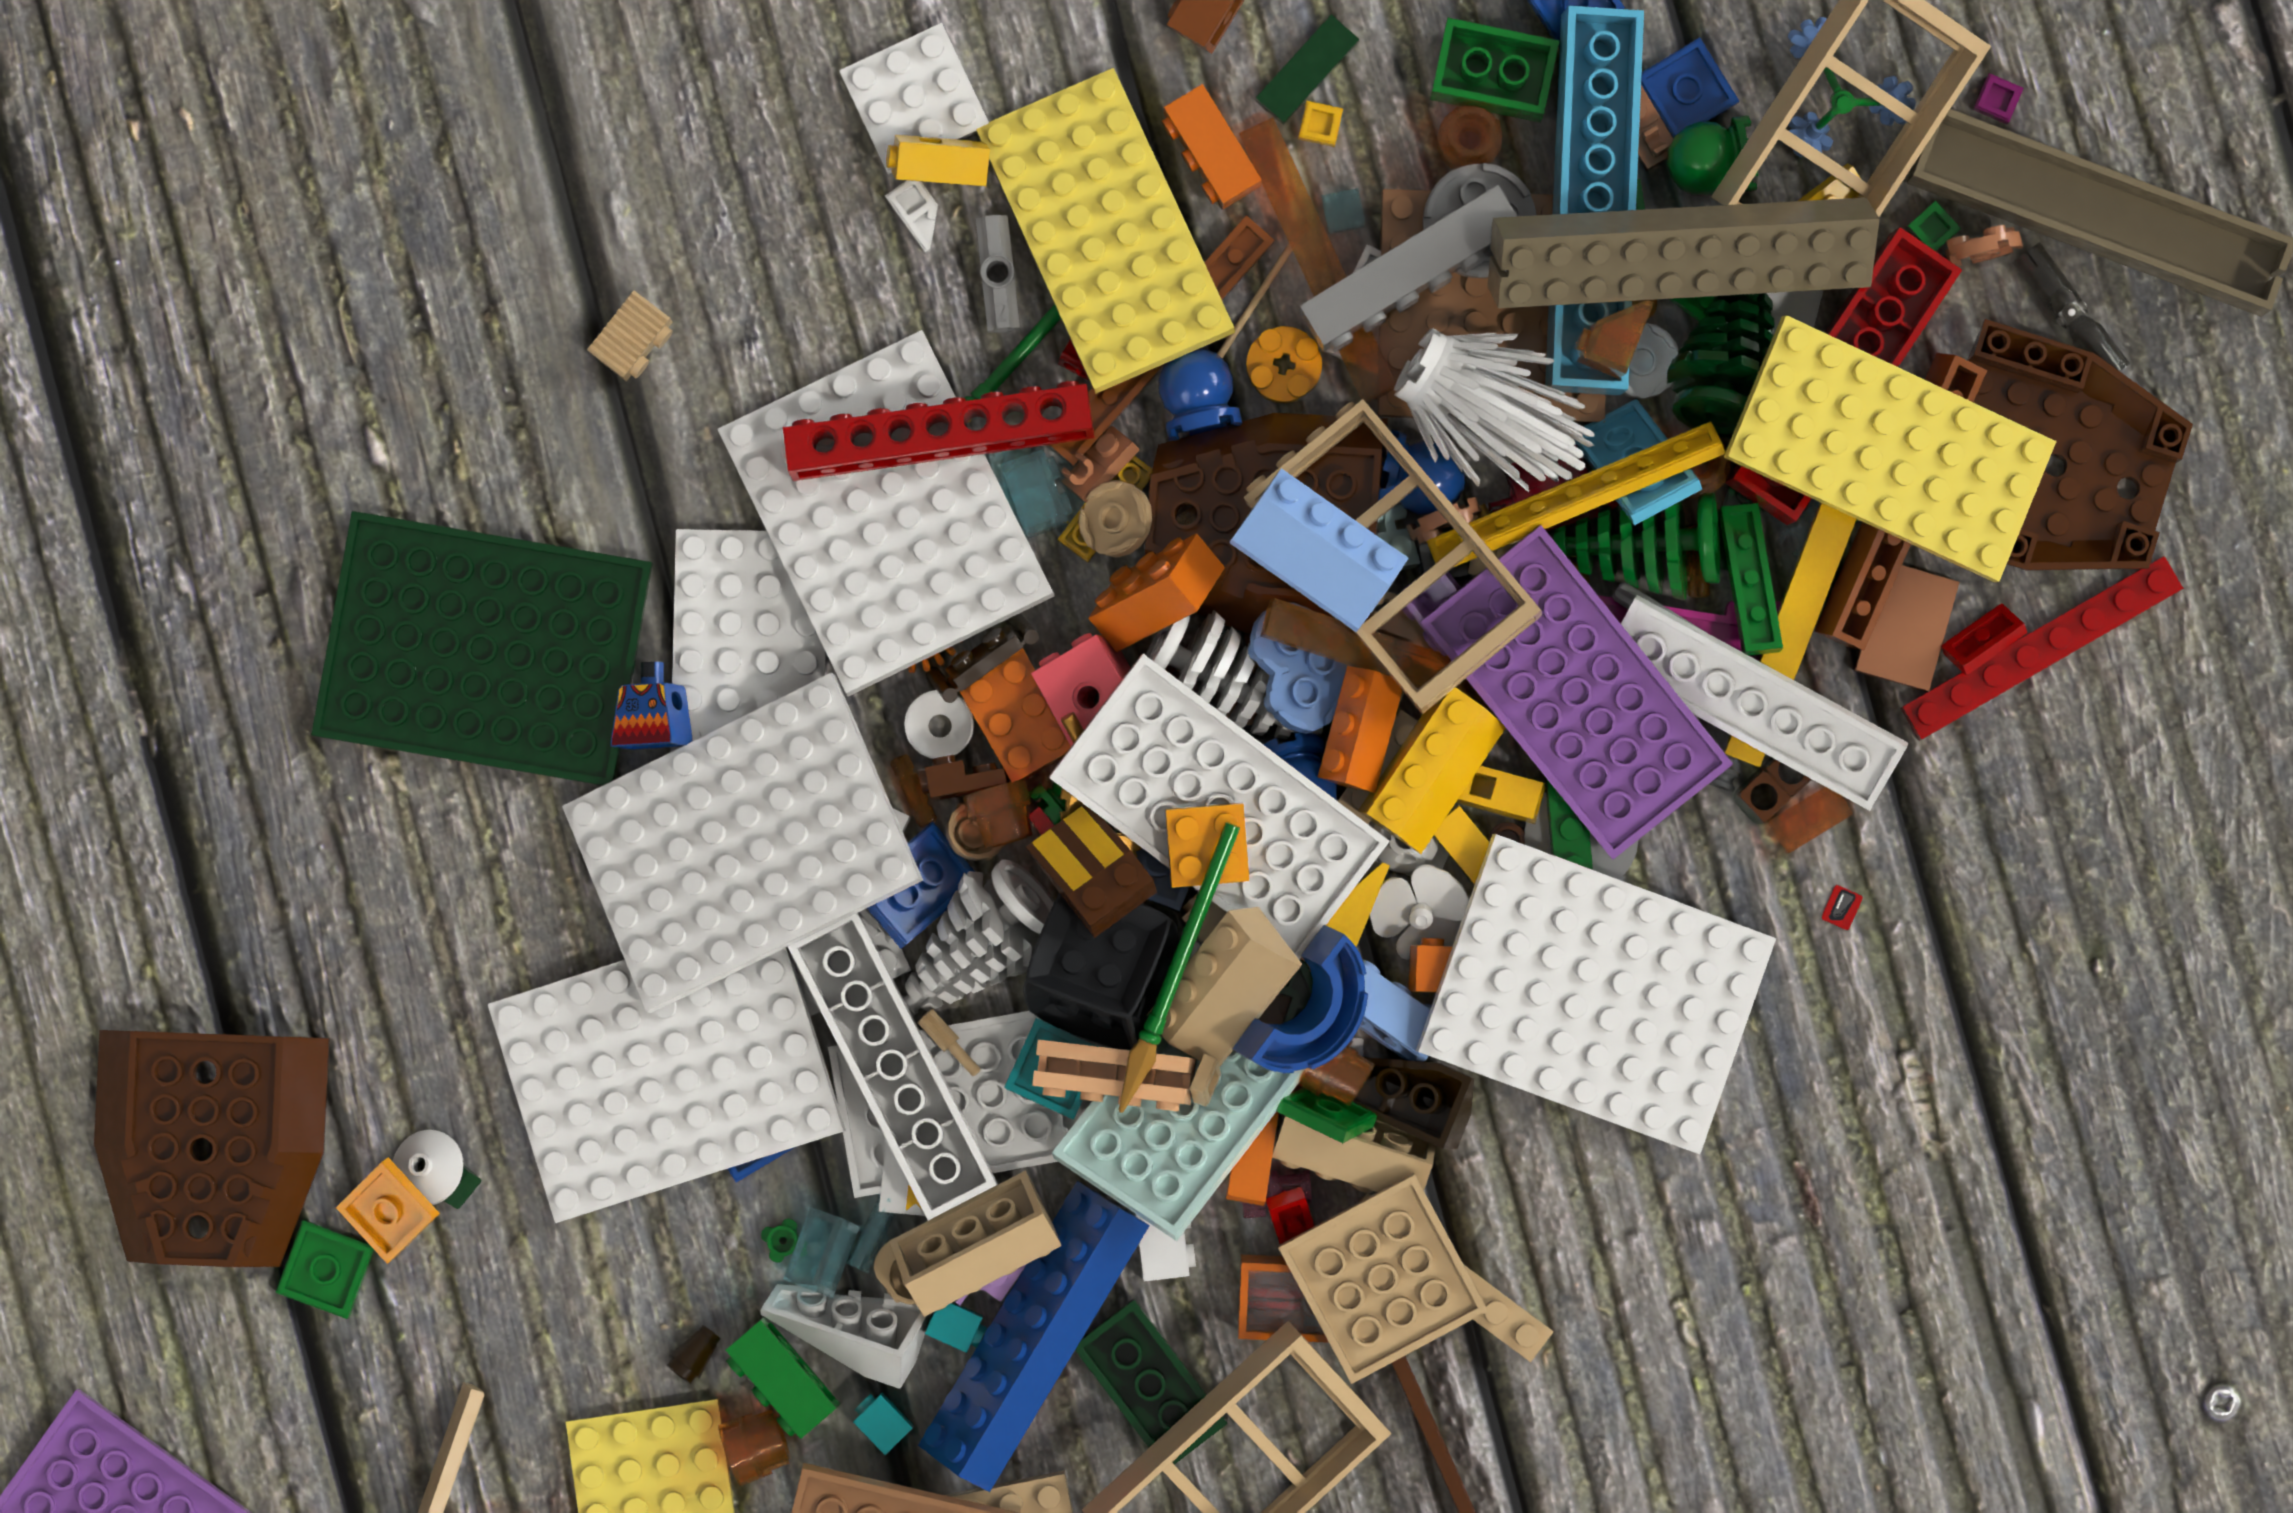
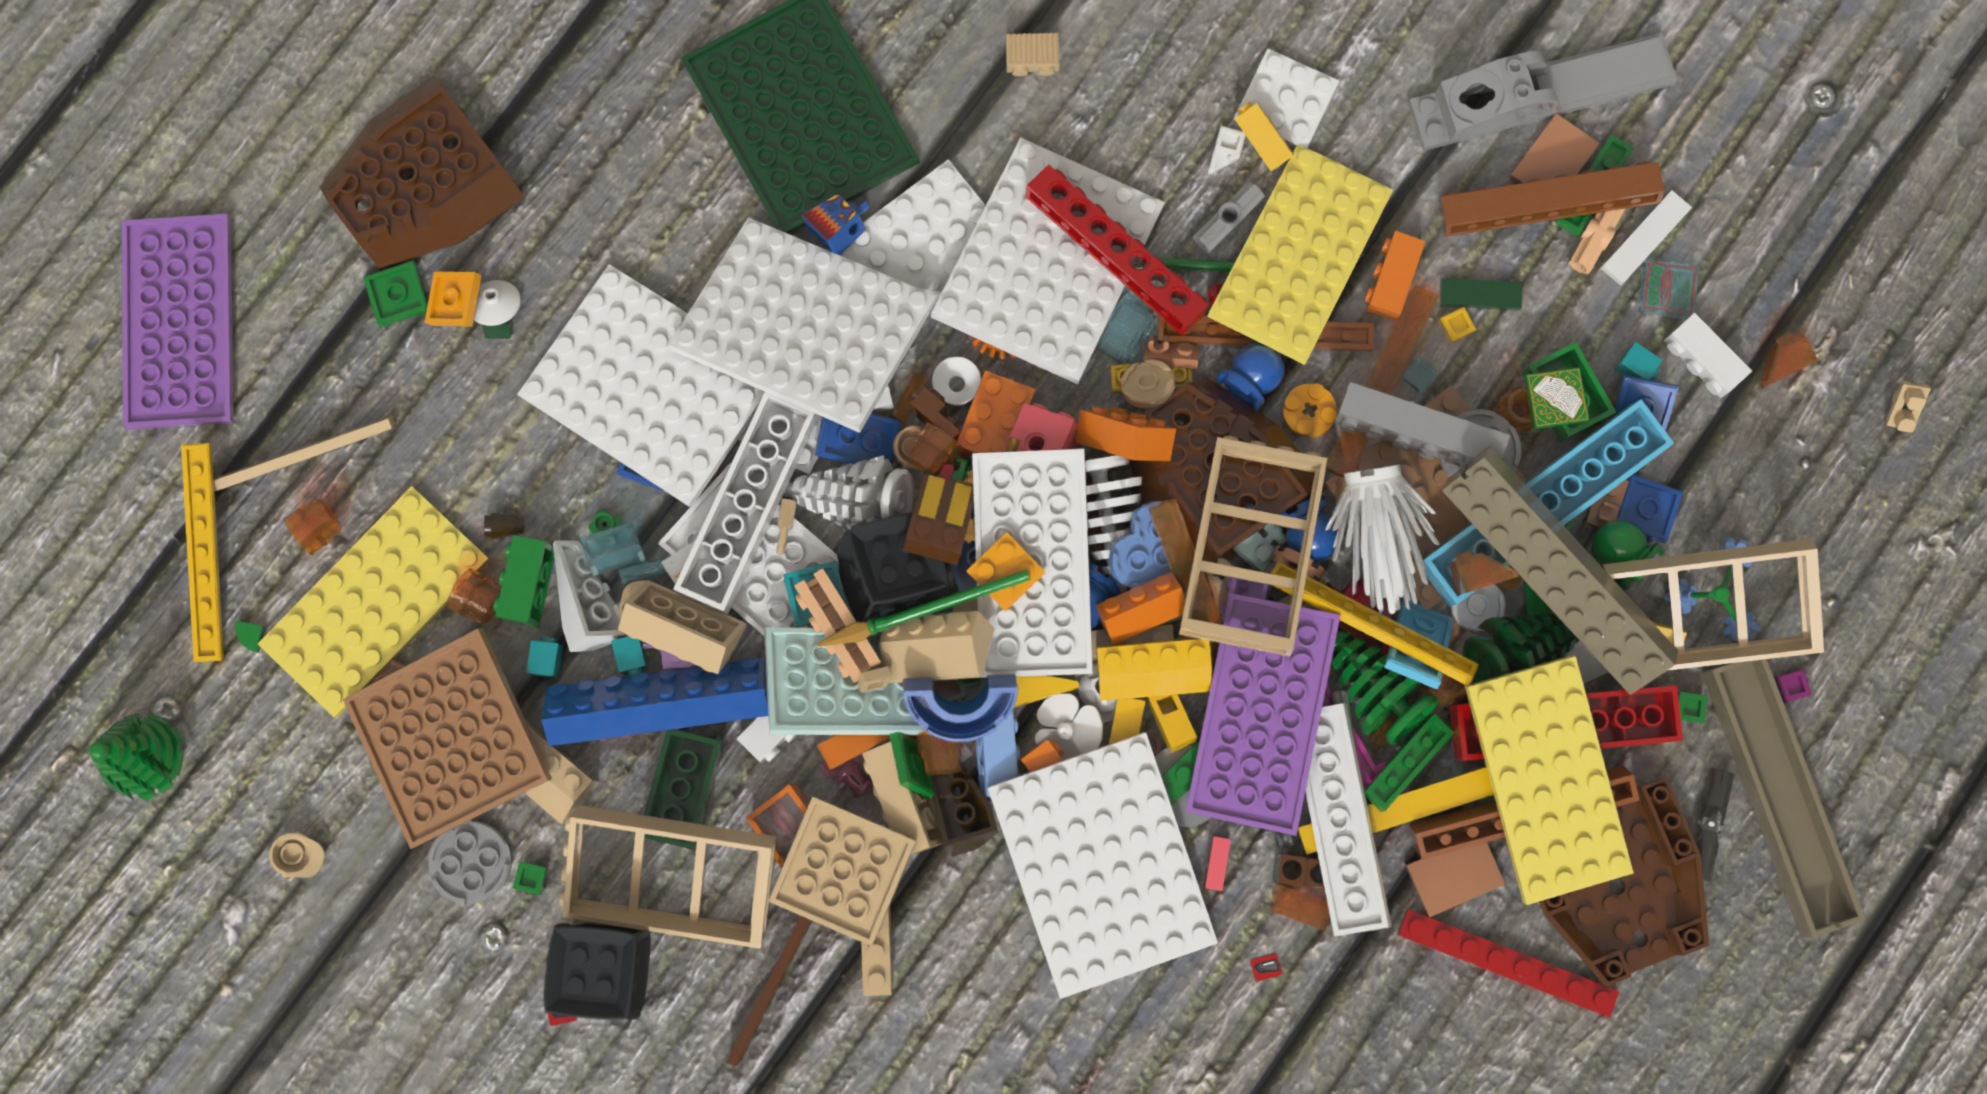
camera: 55 degrees right, 5 degrees down
(972, 665) = (1022, 374): dark brown plate -> none
(1255, 300) = (1330, 367): tan axle -> none
(1289, 1214) = (839, 789): red plate -> none
(1318, 550) = (1222, 499): light blue slope -> none
(1493, 93) = (1556, 398): none -> tile
(1692, 870) = (1217, 863): none -> coral piece
(1984, 639) = (1485, 925): red plate -> none
(1995, 243) = (1706, 745): nougat plate -> none

